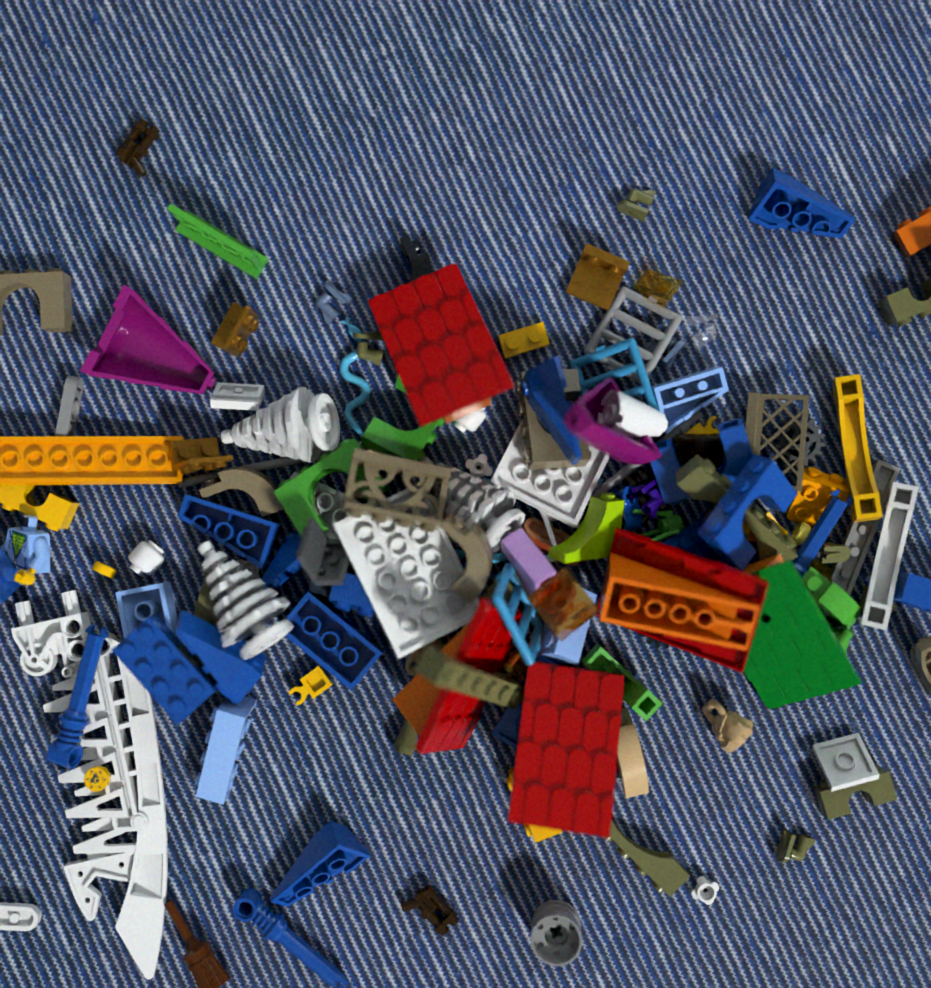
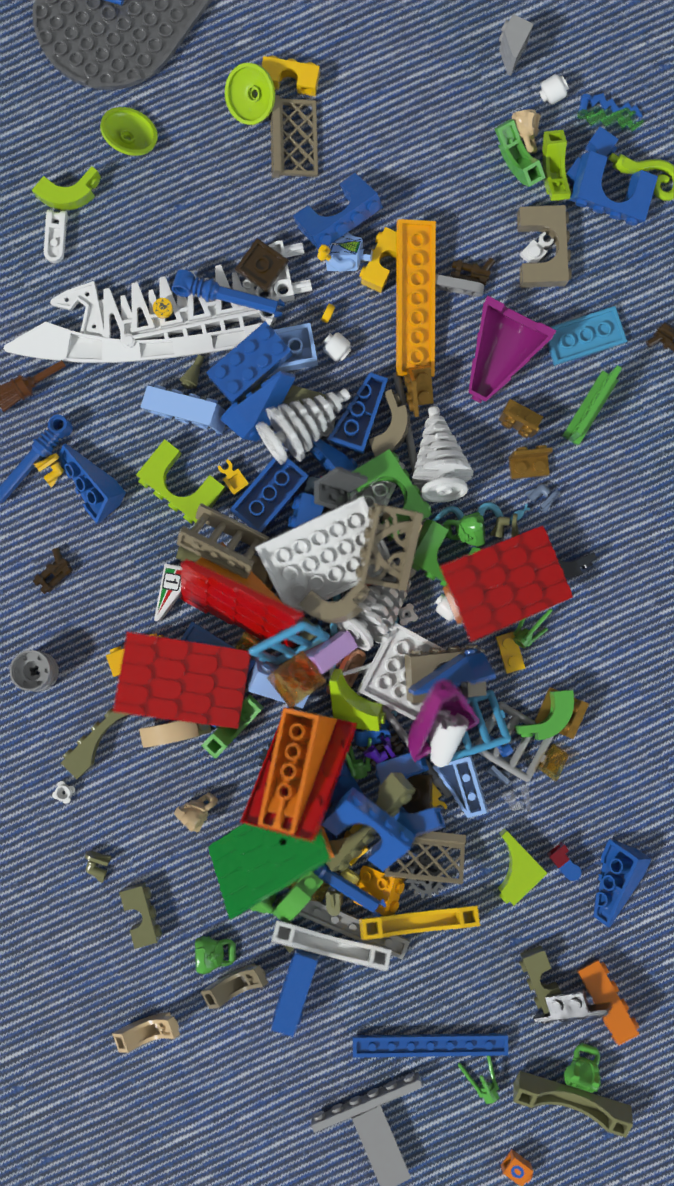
camera: 90 degrees right, 0 degrees up
(26, 312) = (535, 251): none -> white plate
(42, 654) = (261, 265): none -> dark brown tile
(54, 383) = (478, 273): none -> dark brown piece
(132, 249) = (586, 336): none -> dark azure tile
(185, 740) = (191, 376): none -> olive cone
(237, 396) = (466, 420): white plate -> none
(290, 318) = (529, 463): none -> pearl gold bracket
(304, 906) = (57, 470): none -> yellow piece
(308, 783) = (155, 473): none -> lime arch
(373, 392) = (468, 529): none -> bright green piece
(405, 710) = (215, 552): none -> dark tan fence
(455, 764) = (169, 590): none -> slope
(462, 678) = (239, 599): olive arch -> none
(505, 322) = (524, 637): none -> bright green plant
(604, 281) = (560, 713): none -> bright green arch
(630, 207) = (620, 740): olive piece -> none
(644, 344) = (504, 750): none -> blue hand
(784, 268) = (564, 864): none -> leg
(792, 323) = (522, 871): none -> lime arch
(845, 762) = (165, 907): white plate -> none
(899, 704) = (210, 954): none -> bright green piece

